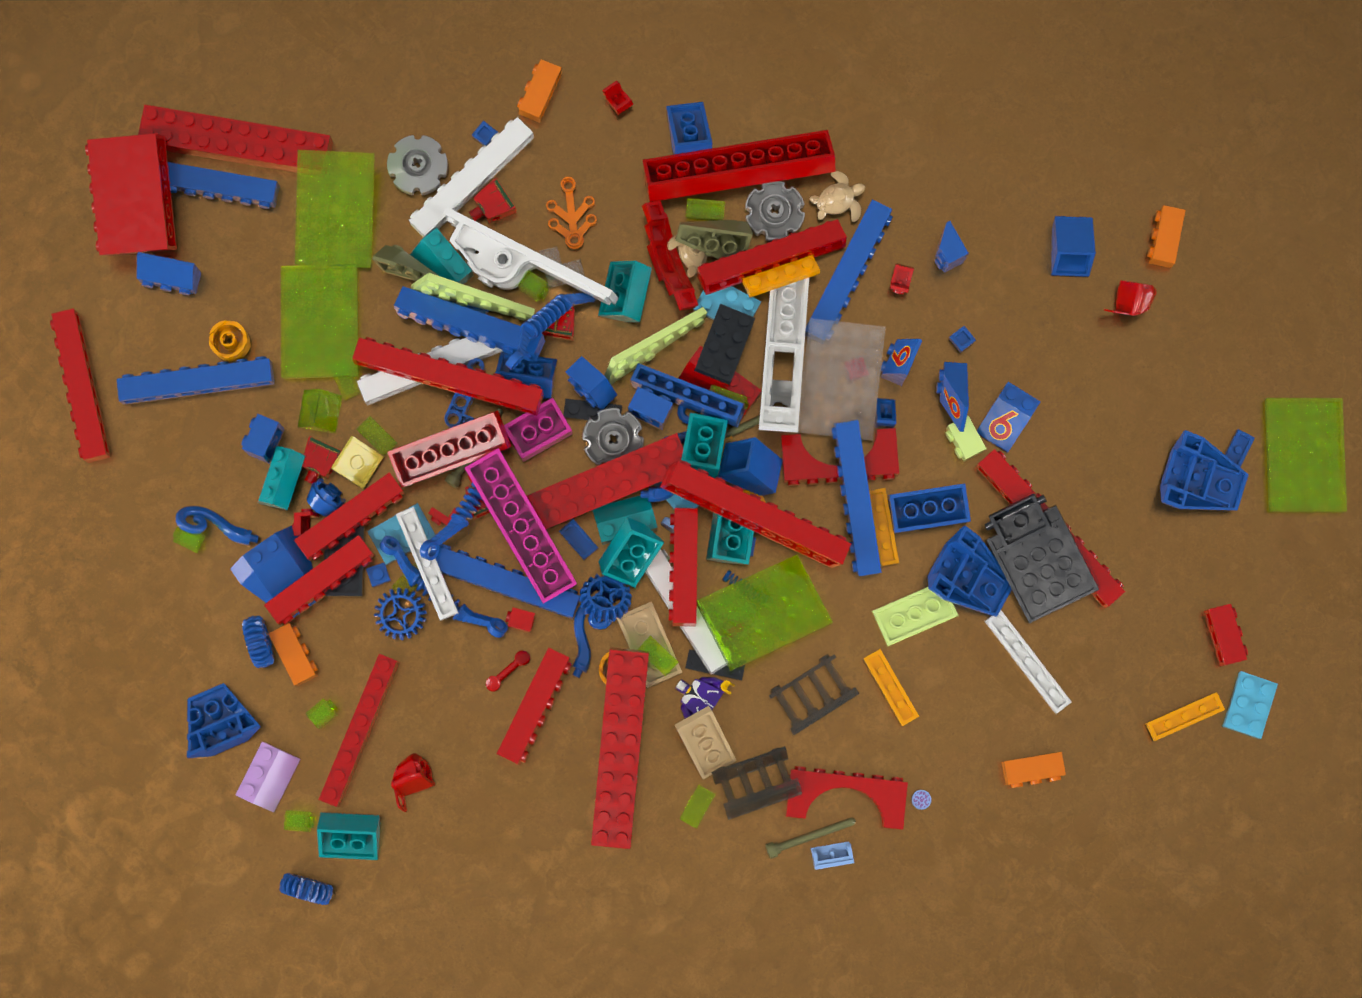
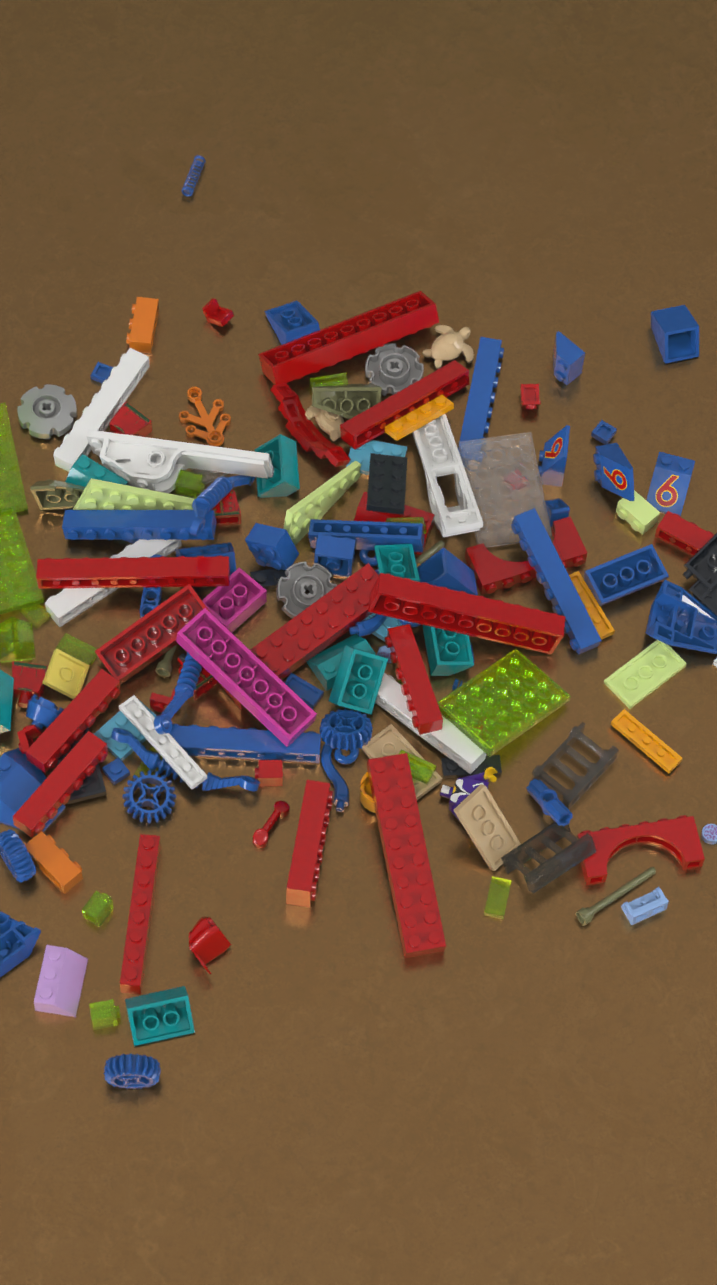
camera: 15 degrees left, 20 degrees down
(777, 738) = (549, 802): none -> blue piece

